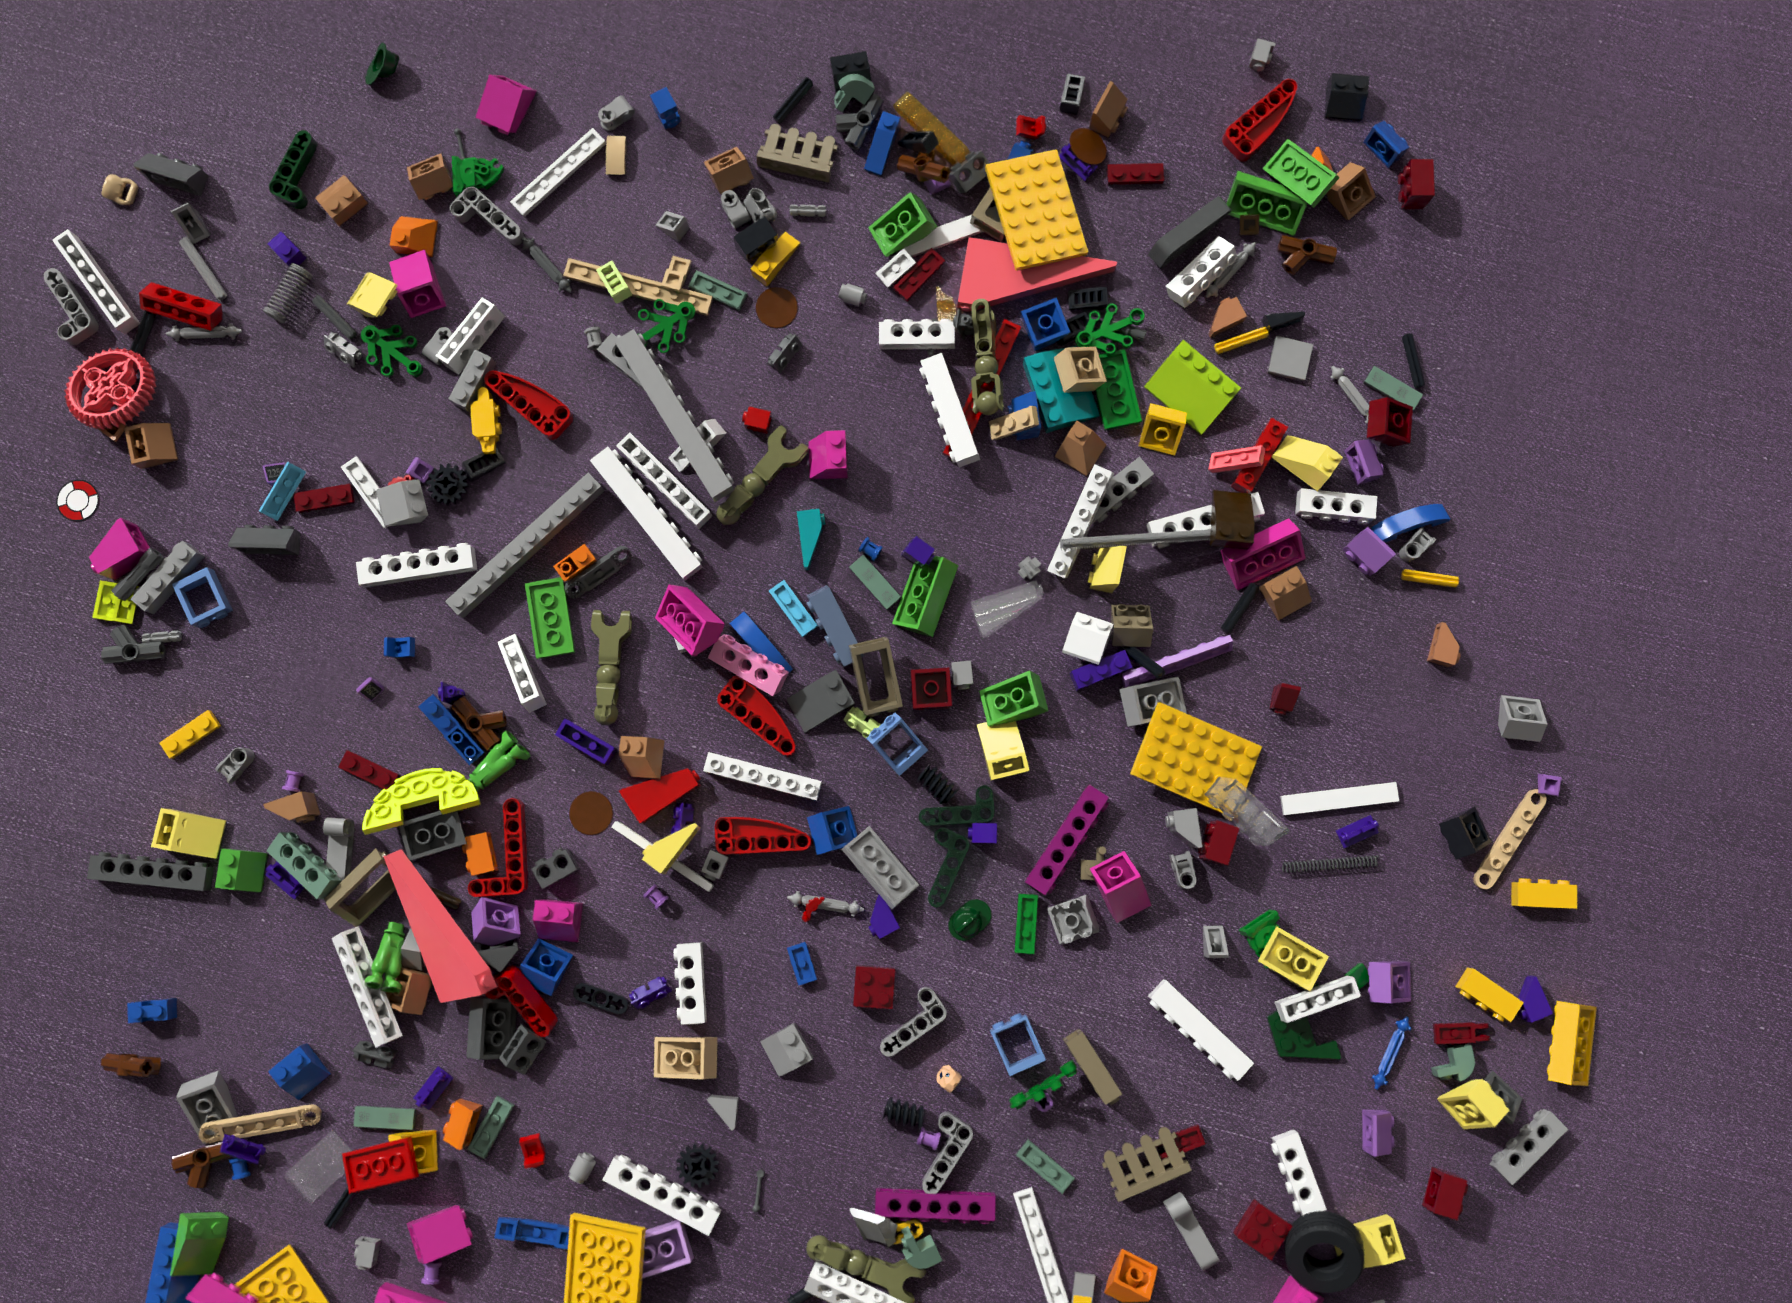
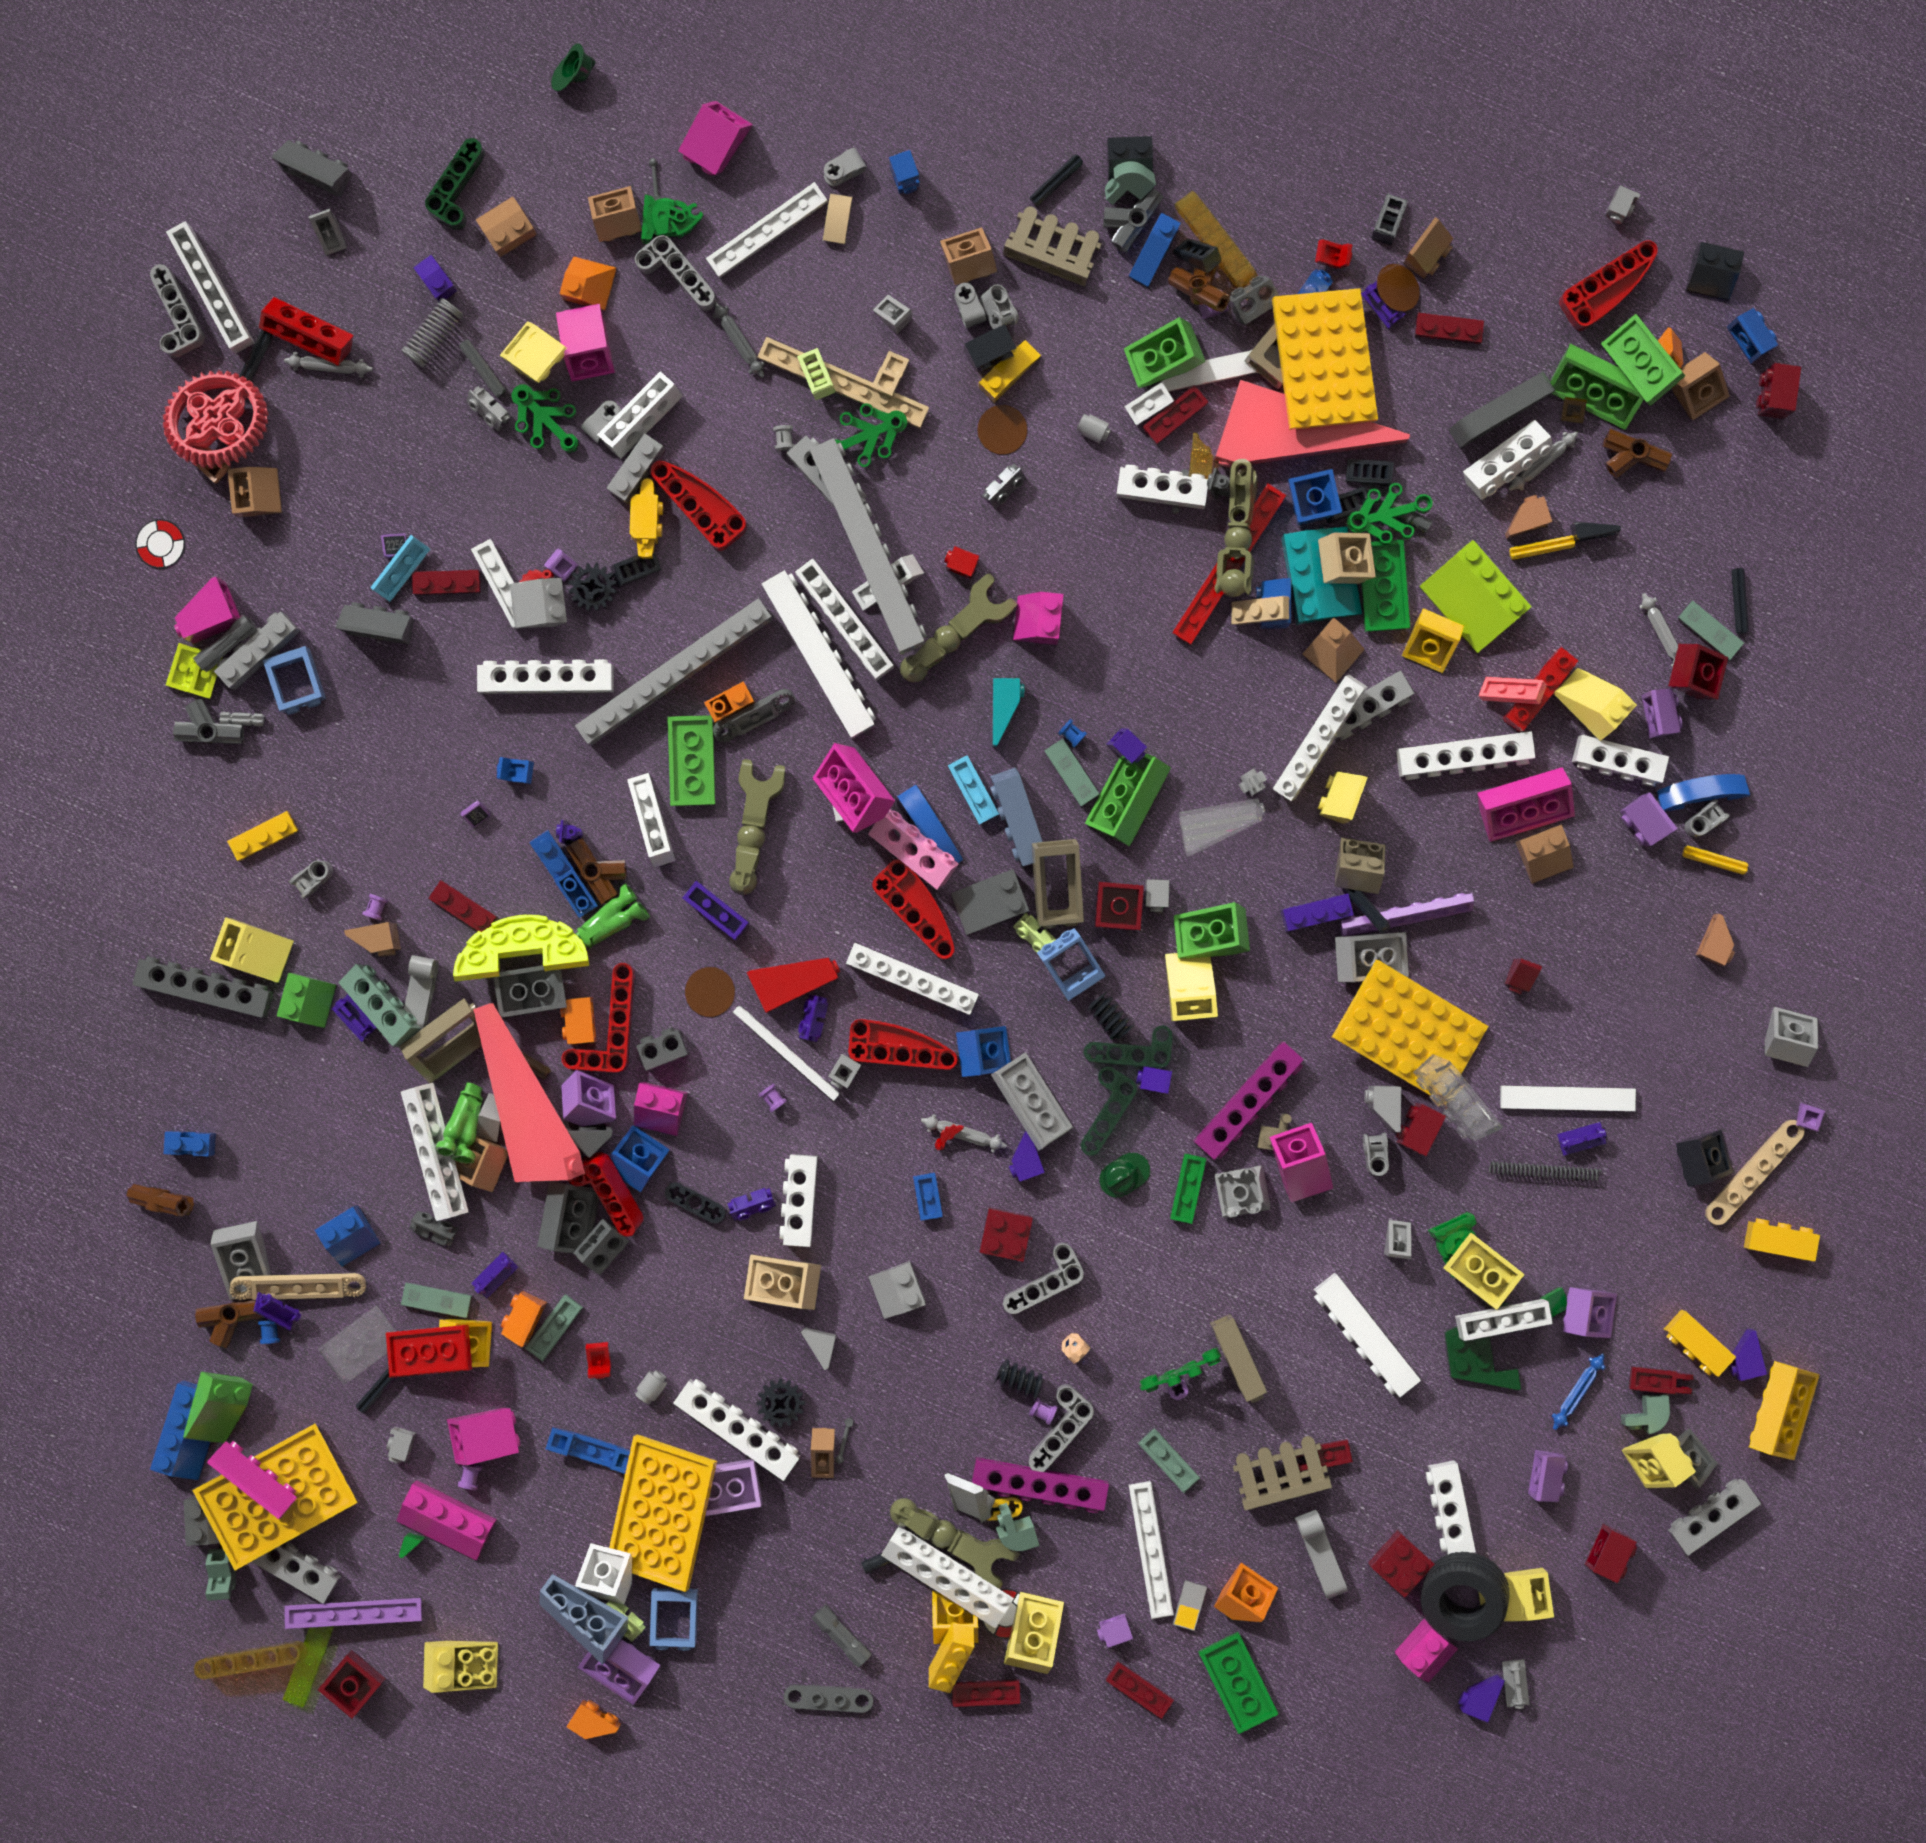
camera: 10 degrees right, 5 degrees up
(114, 187) = (241, 175): tan piece -> none
(202, 268) = (335, 287): light grey axle -> none
(642, 756) = (778, 936): medium nougat slope -> none
(667, 850) = (794, 1048): light yellow slope -> none
(718, 290) = (936, 399): sand green tile -> none
(740, 1204) = (822, 1453): none -> medium nougat slope
(808, 210) = (1055, 318): light grey axle -> none
(950, 410) = (1188, 584): white brick -> none
(1023, 1063) = (1164, 1343): medium blue window -> none
(1087, 638) = (1307, 874): white slope -> none
(1135, 538) = (1397, 768): light grey axle -> none
(1232, 520) = (1495, 761): dark brown slope -> none
(1240, 608) = (1489, 863): black axle -> none
(1290, 358) = (1596, 577): light grey tile -> none

